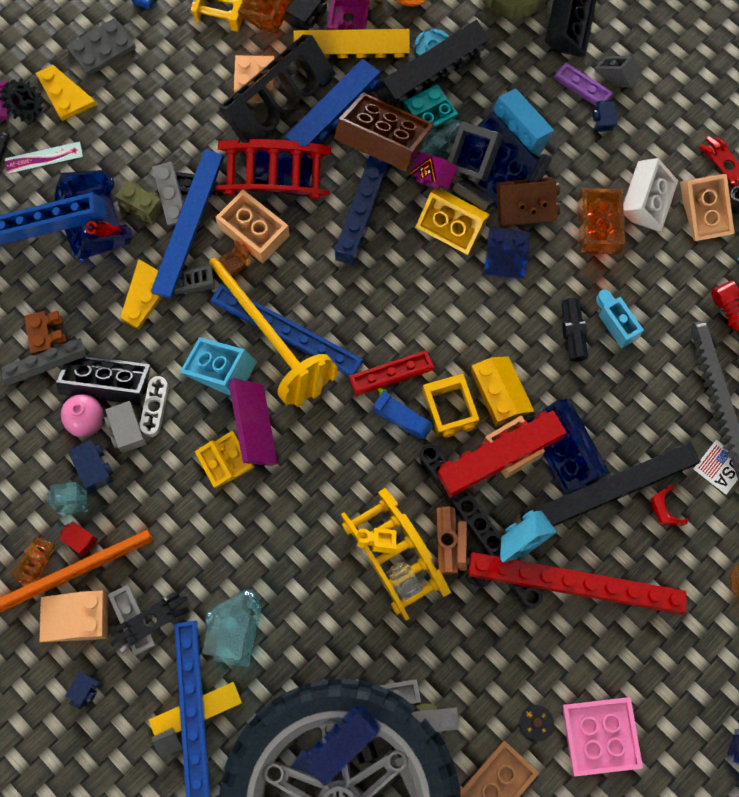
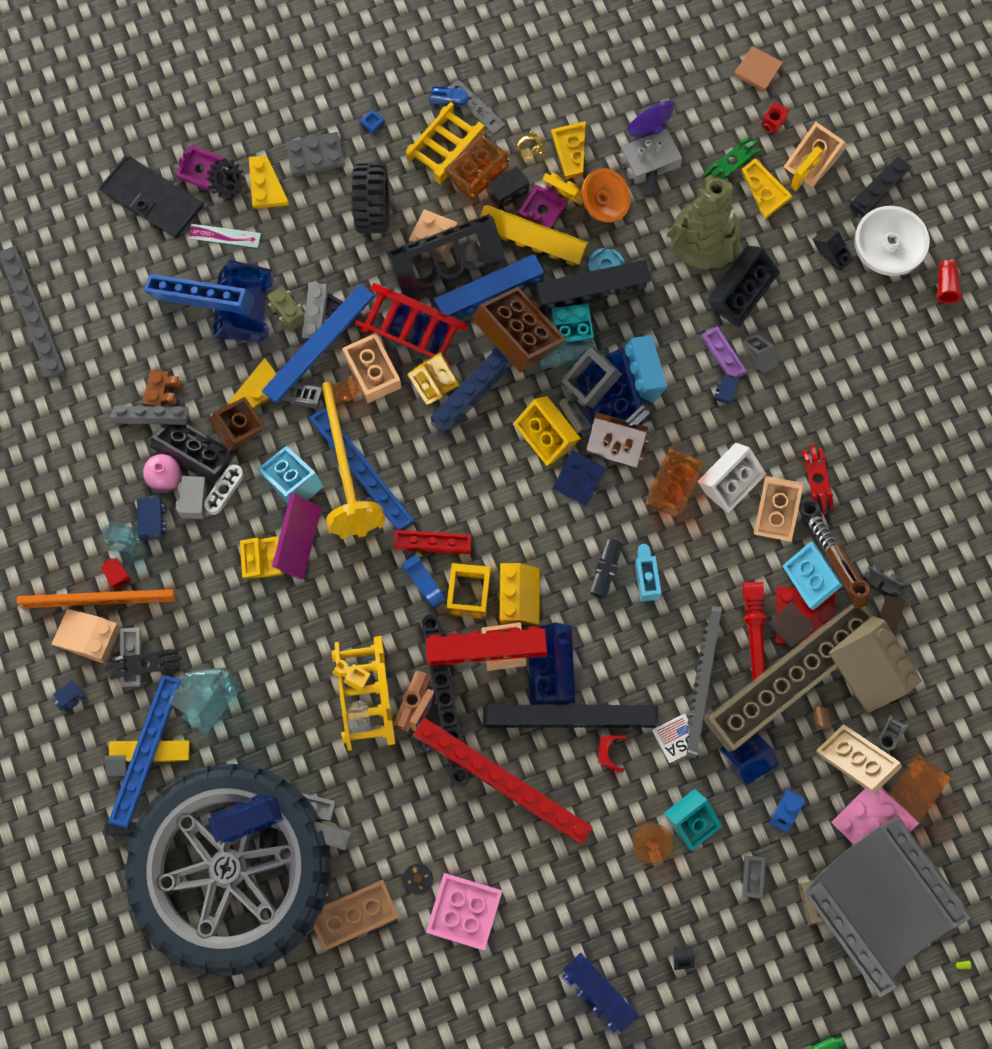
camera: 25 degrees right, 0 degrees up
(39, 564) = (69, 572): clear orange slope -> none
(102, 229) = (244, 322): red pin -> none
(139, 334) = (236, 424): none -> reddish brown slope
(179, 61) = (370, 198): none -> black tyre
(319, 213) = (433, 378): none -> yellow slope
(433, 170) = (547, 380): magenta brick -> none
(525, 536) = (475, 724): medium azure slope -> none

